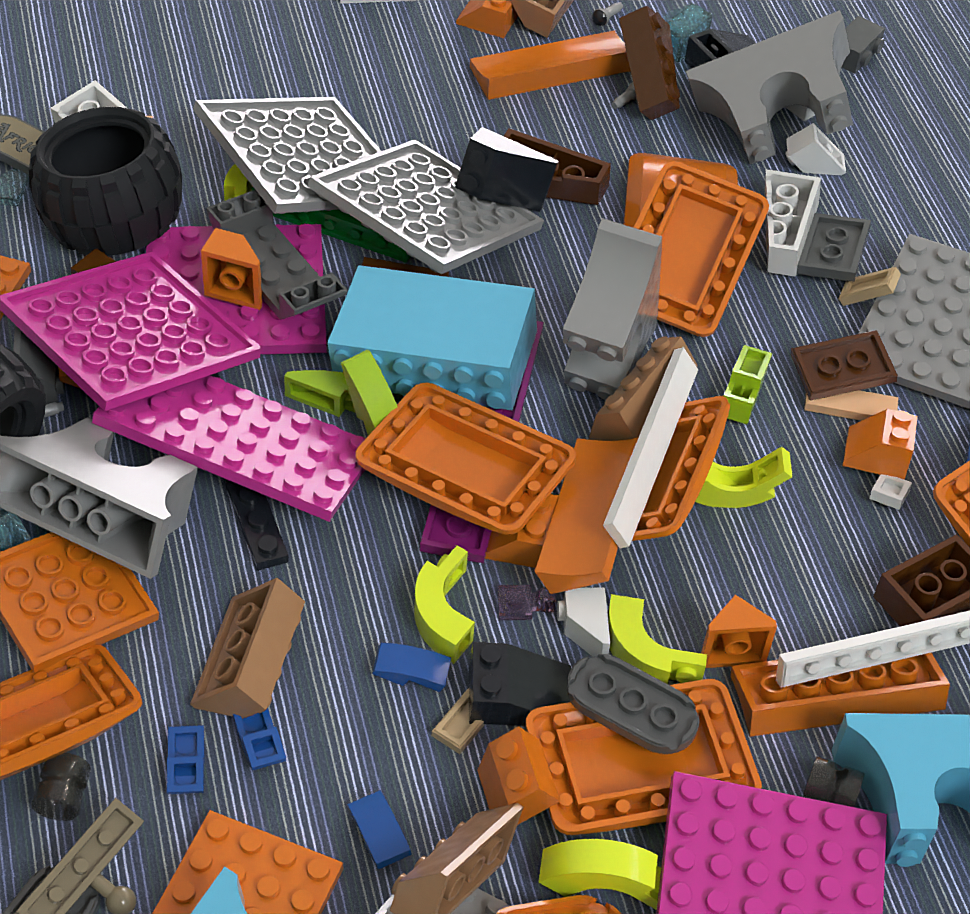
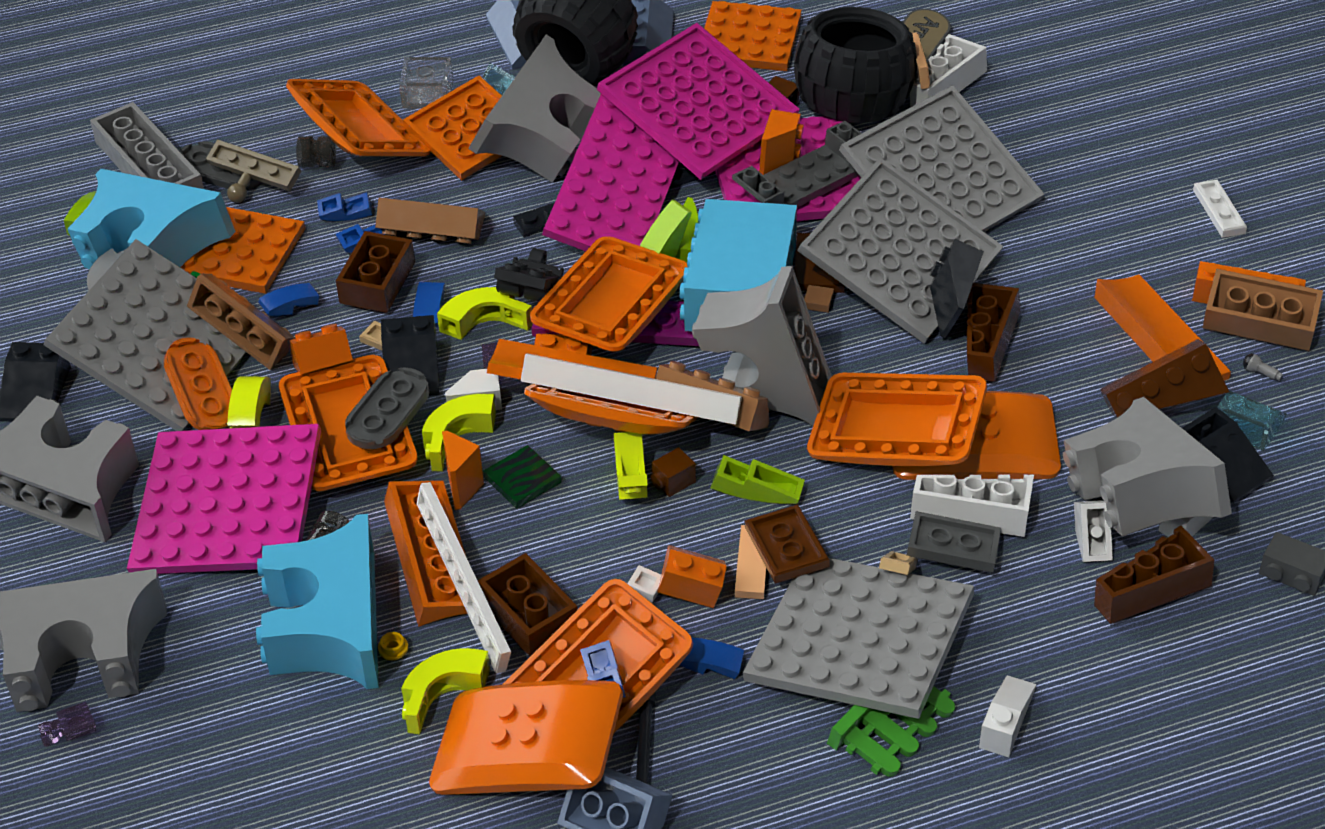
camera: 90 degrees right, 5 degrees down
(353, 714) = (375, 271): none -> reddish brown brick
(410, 538) = (528, 276): none -> black plate
(717, 582) = (522, 476): none -> dark green tile
(735, 447) = (673, 472): none -> reddish brown brick
(885, 127) = (1154, 577): none -> reddish brown wedge

